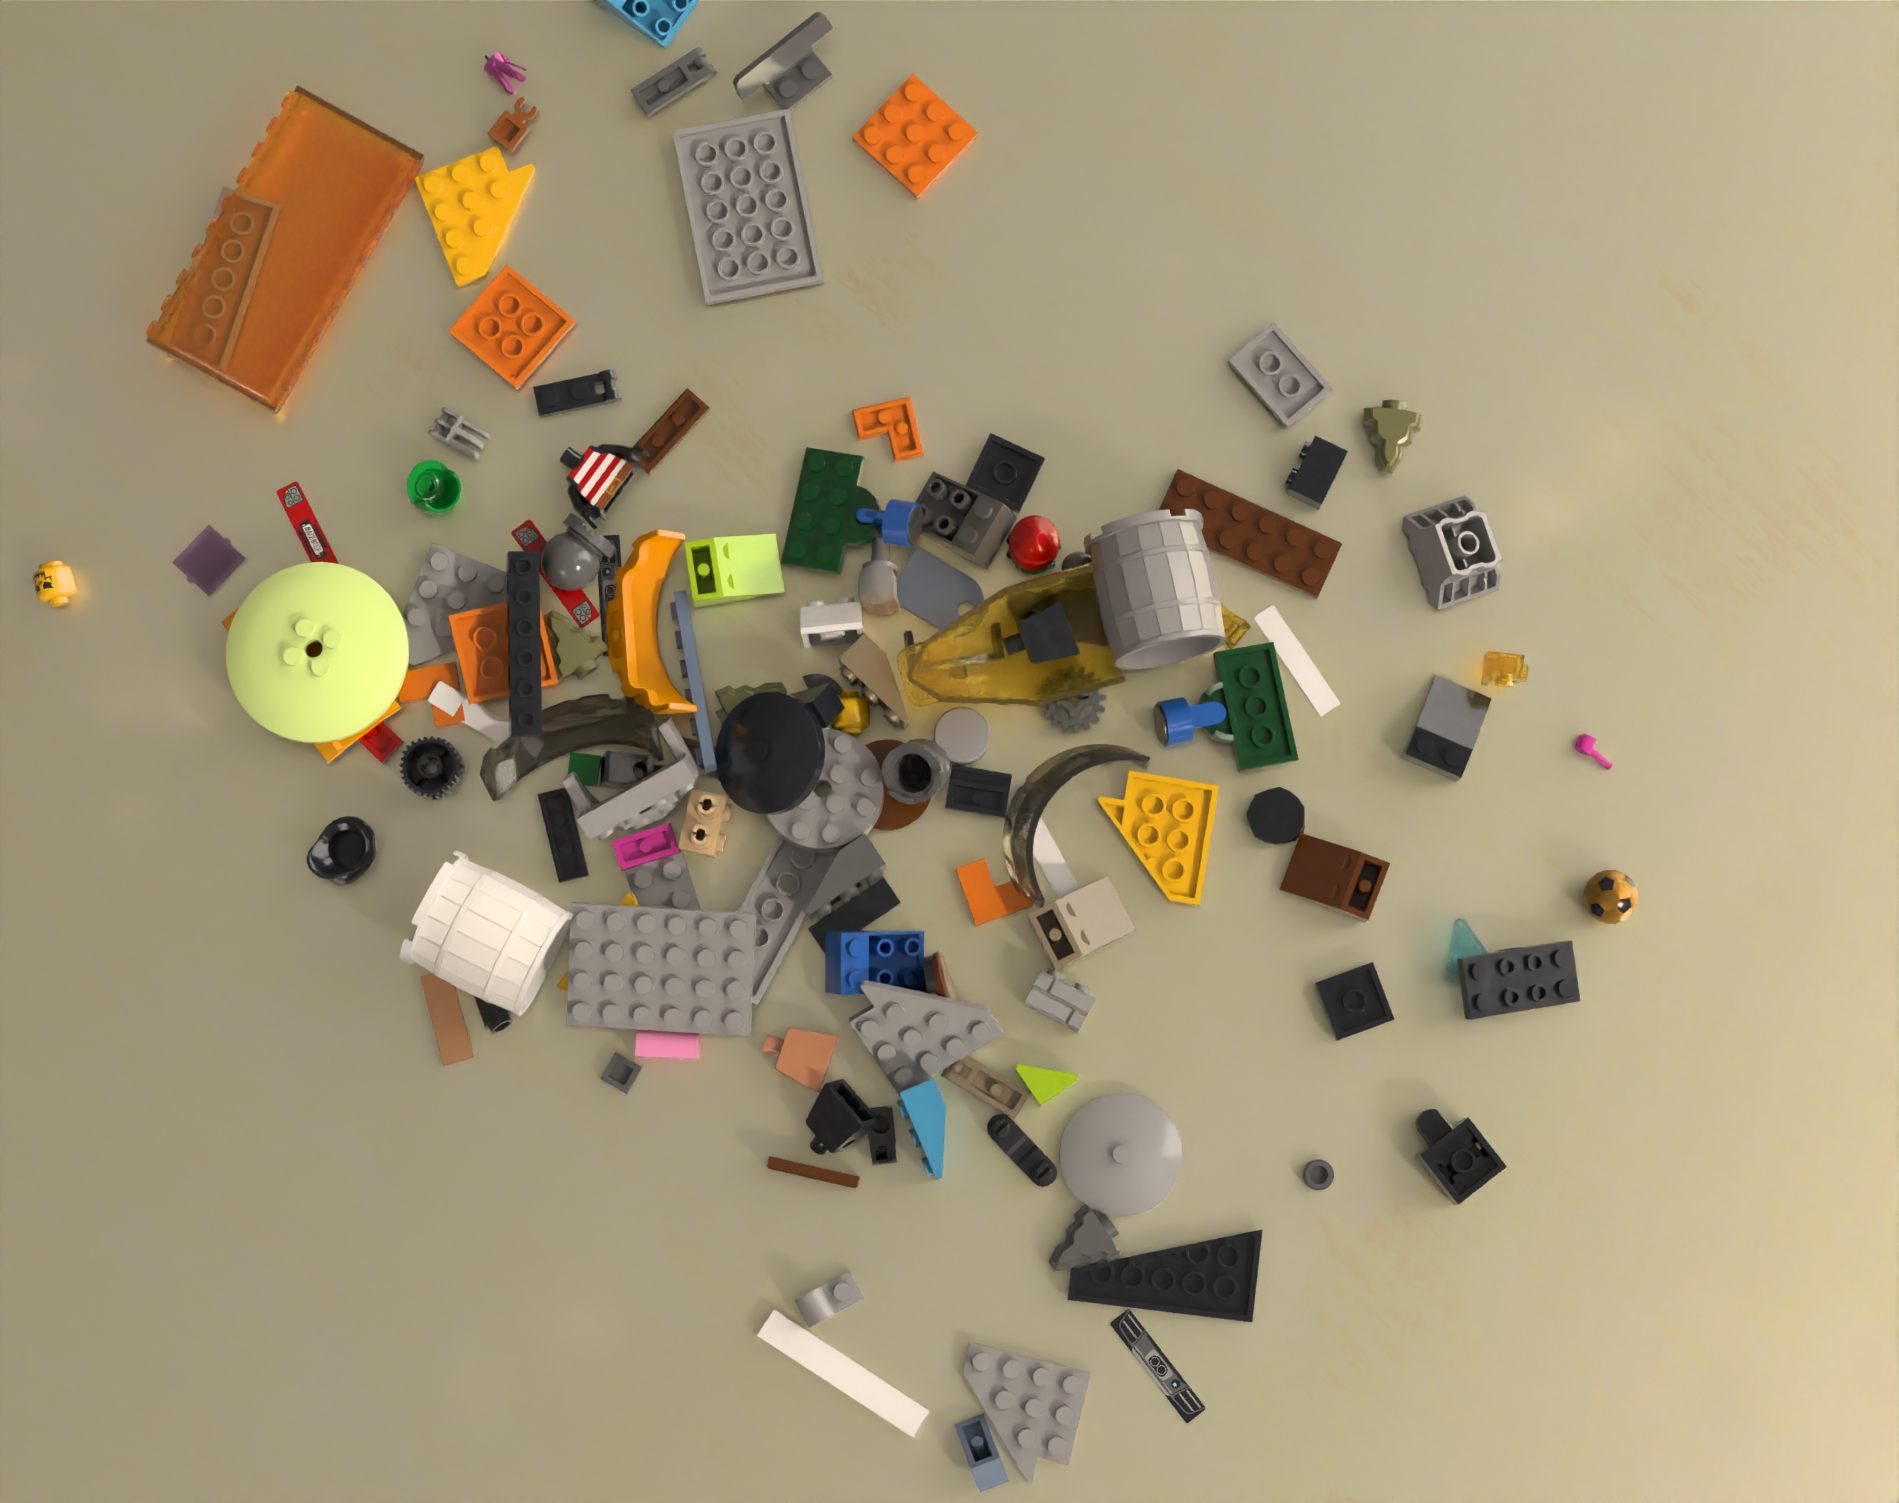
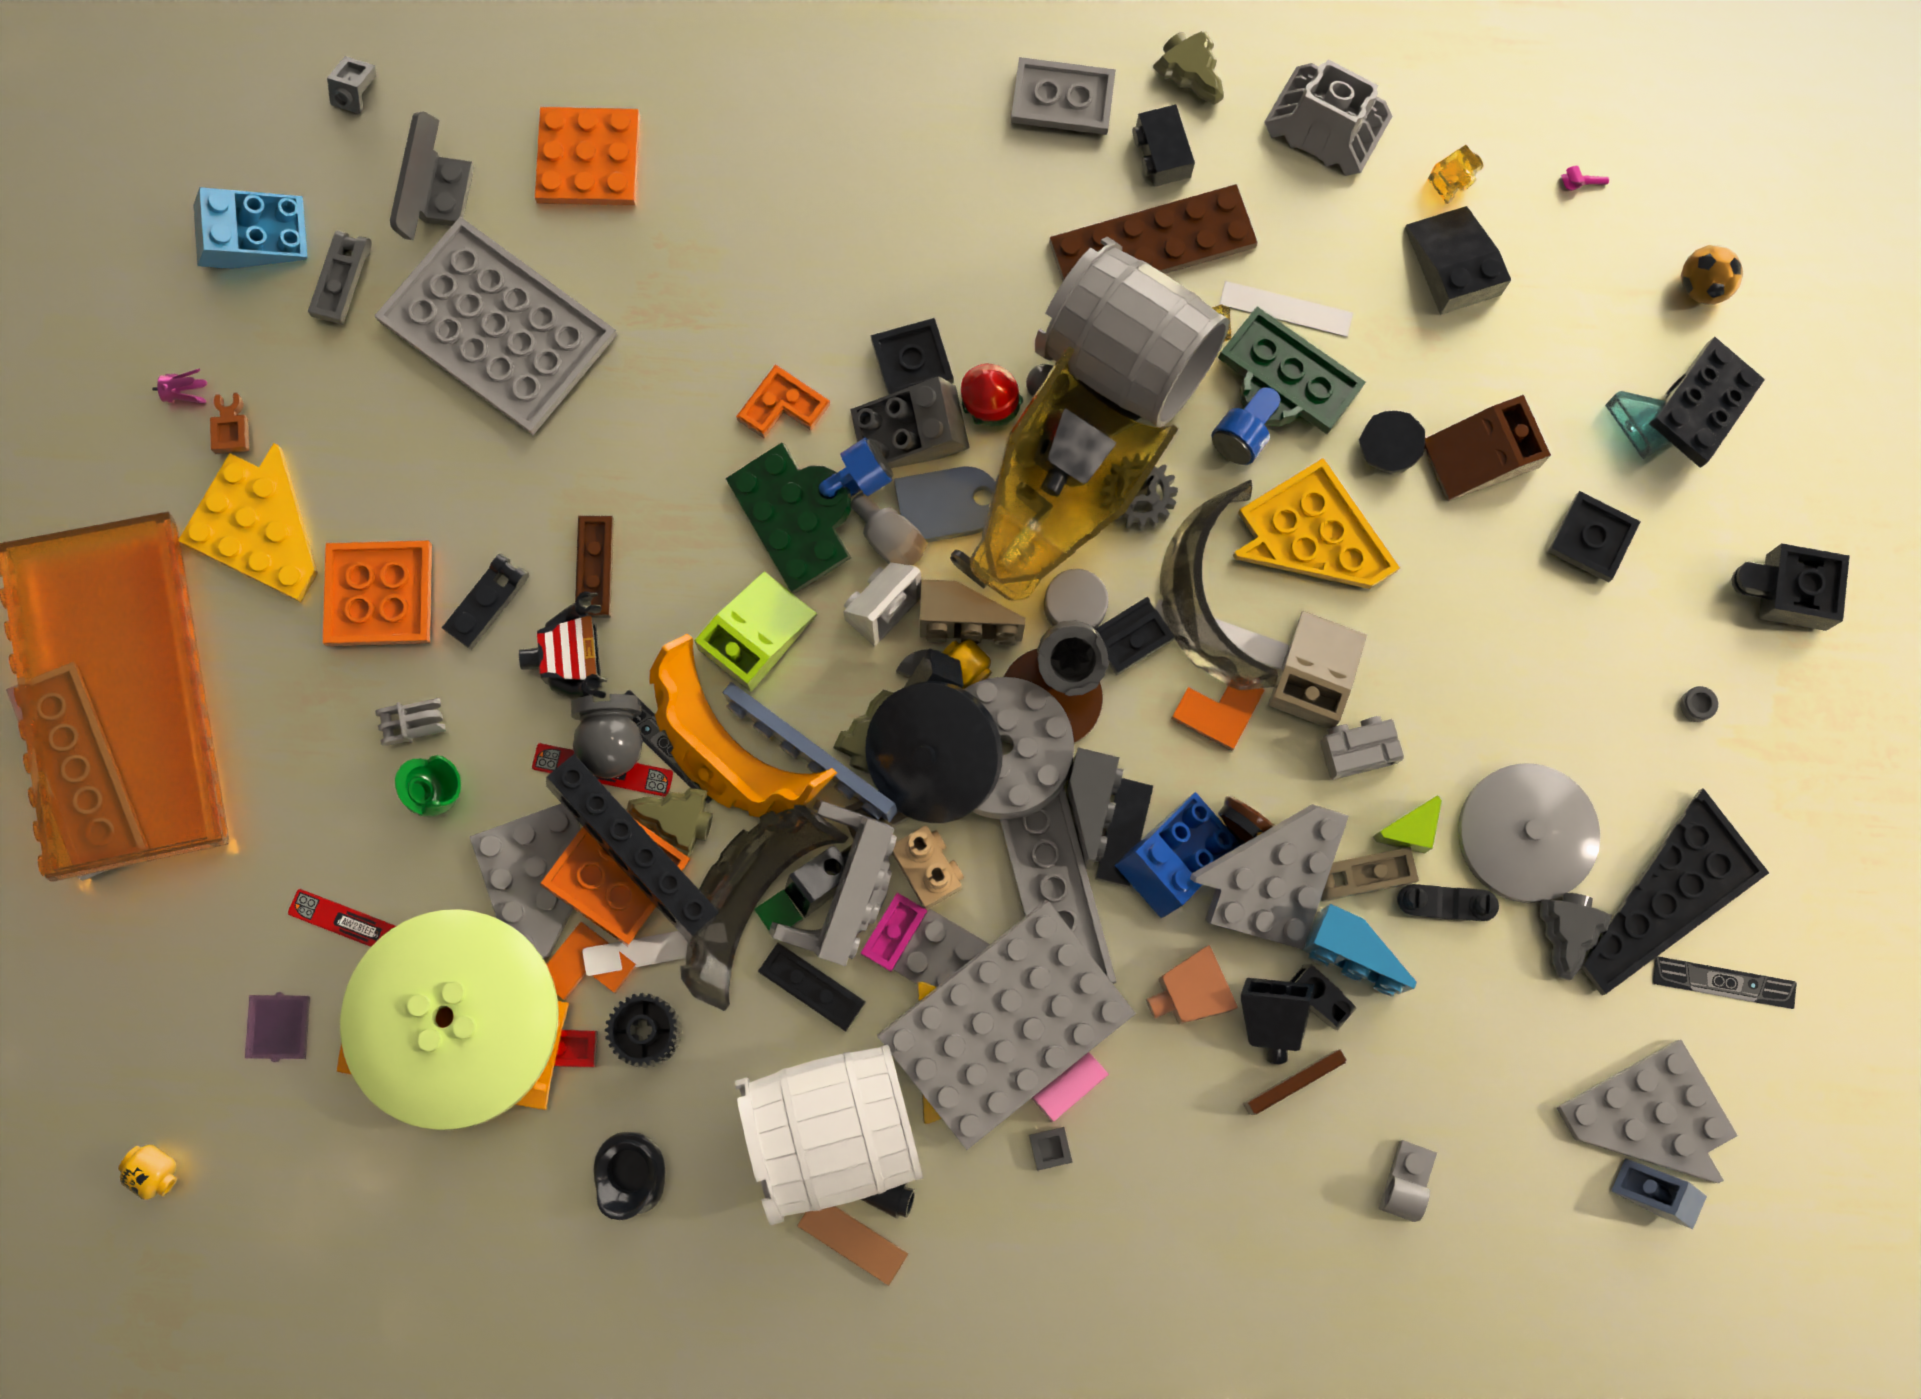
camera: 45 degrees left, 5 degrees down
(843, 1373) = (1479, 1234): white tile -> none

